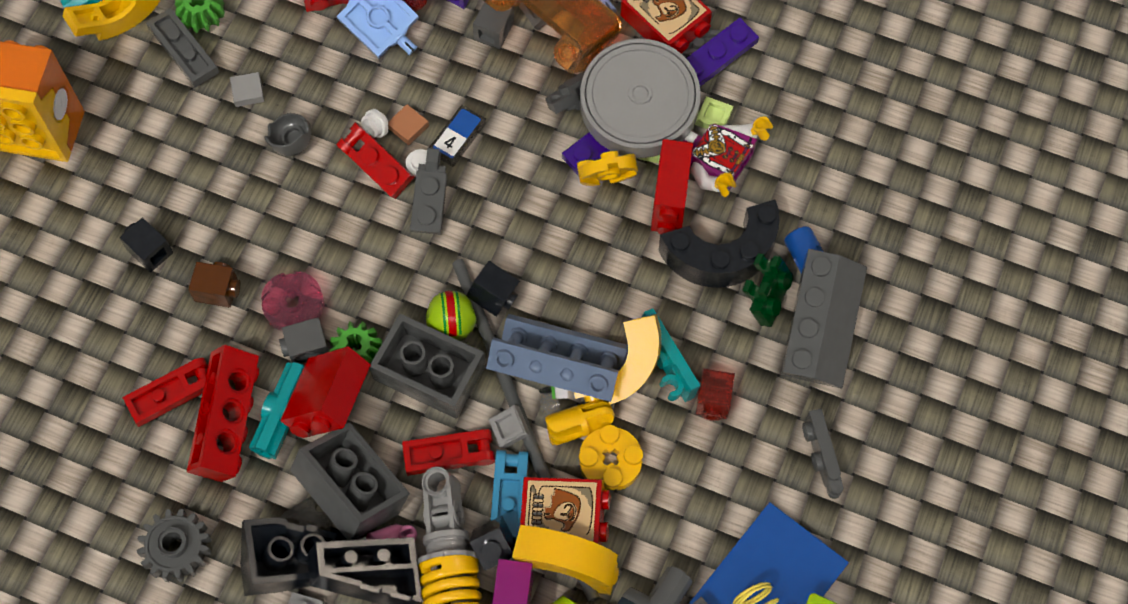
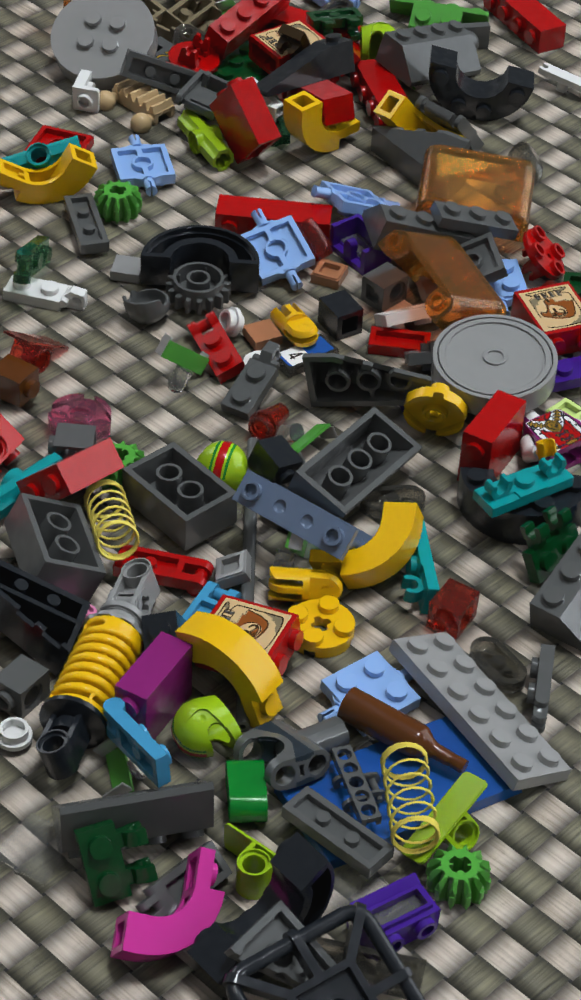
camera: 20 degrees right, 25 degrees down
(158, 126) = (31, 259): none -> clear green plate
(183, 153) = (46, 294): none -> white hinge
(212, 232) = (34, 348): none -> clear red piece
(314, 44) = (201, 244): none -> black brick
(322, 79) = (198, 287): none -> dark grey gear
(355, 196) = (185, 360): none -> piece
(368, 403) = (92, 516): none -> light yellow piece
(434, 21) = (329, 274): none -> nougat tile
(436, 107) = (295, 325): none -> yellow arm
(462, 236) = (267, 421): none -> clear red cone
(469, 75) = (340, 315): none -> black brick
(504, 245) = (295, 433): none -> piece
(517, 163) = (350, 381): none -> dark grey wedge
(529, 49) = (397, 317): none -> hinge
(532, 84) = (395, 341): none -> red tile
(566, 266) = (354, 464): none -> dark grey slope
(609, 286) = (373, 504): none -> clear smoke plate
(684, 517) = (374, 677): none -> light blue plate
(728, 243) = (524, 486): none -> teal plate
(729, 560) = (393, 727): none -> reddish brown piece
(777, 438) = (500, 664): none -> clear smoke plate
(782, 499) = (480, 711): none -> light grey plate

